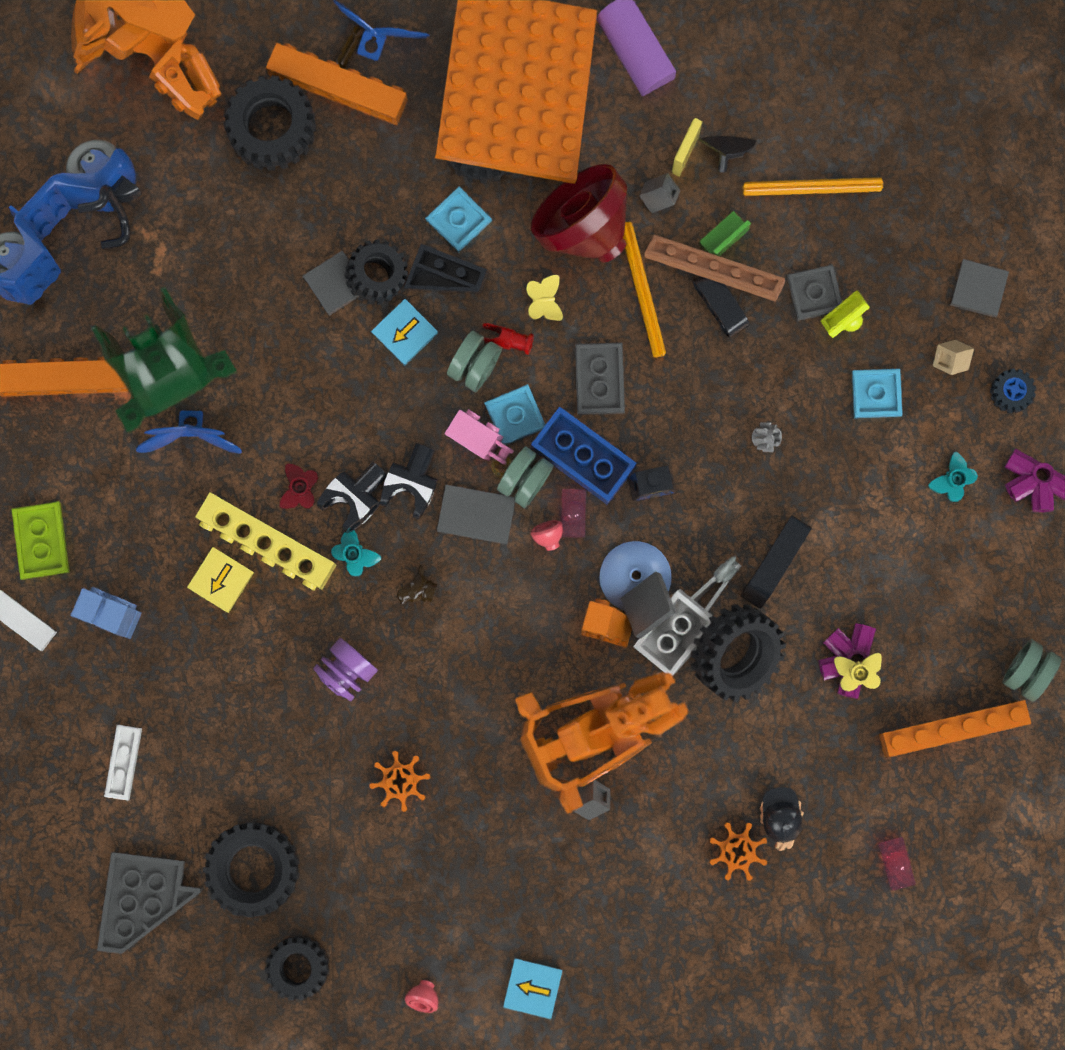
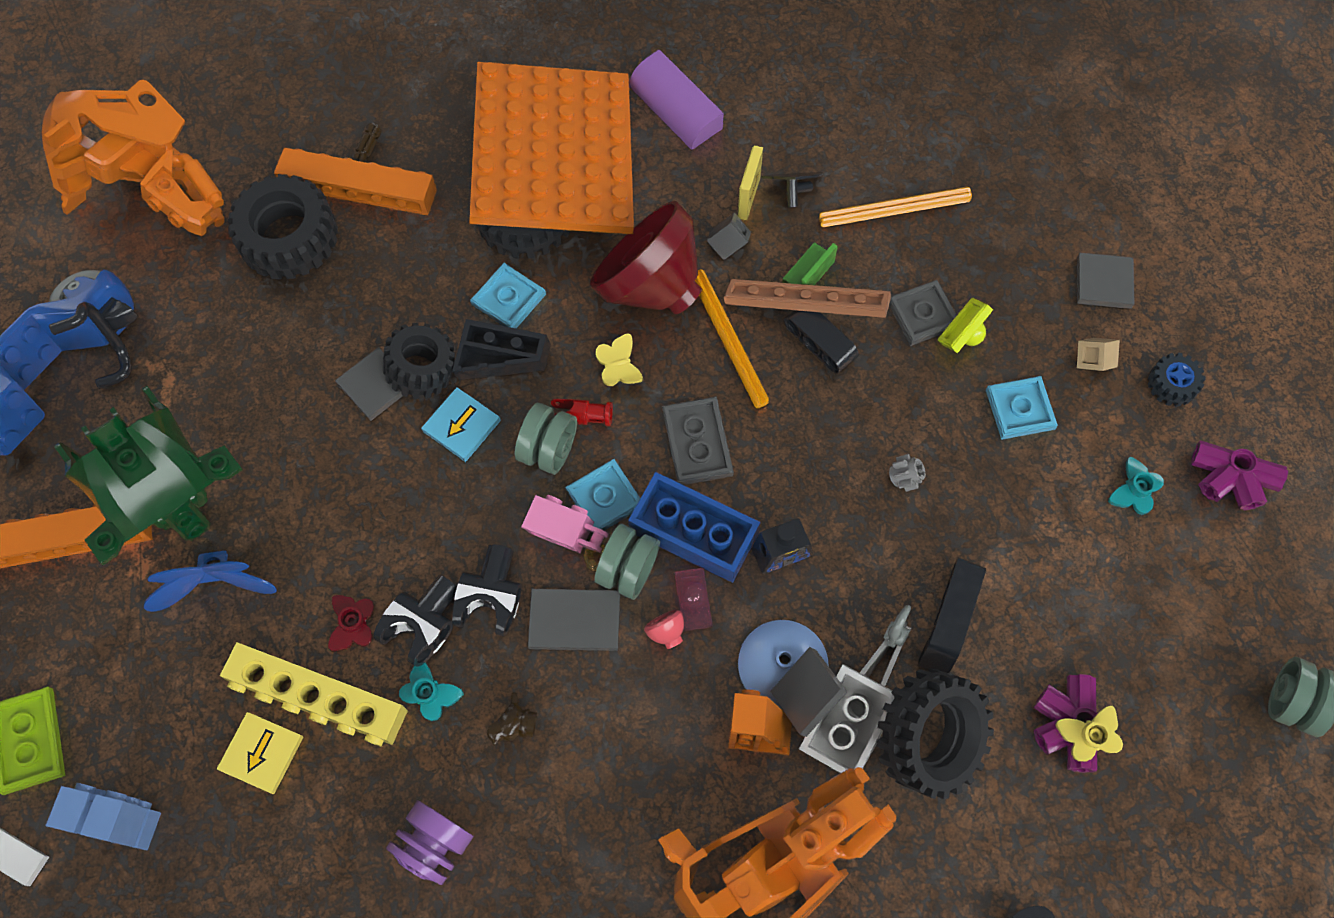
camera: 10 degrees left, 15 degrees down
(380, 33) = (398, 123): blue piece -> none
(955, 728) = (1229, 790): orange brick -> none

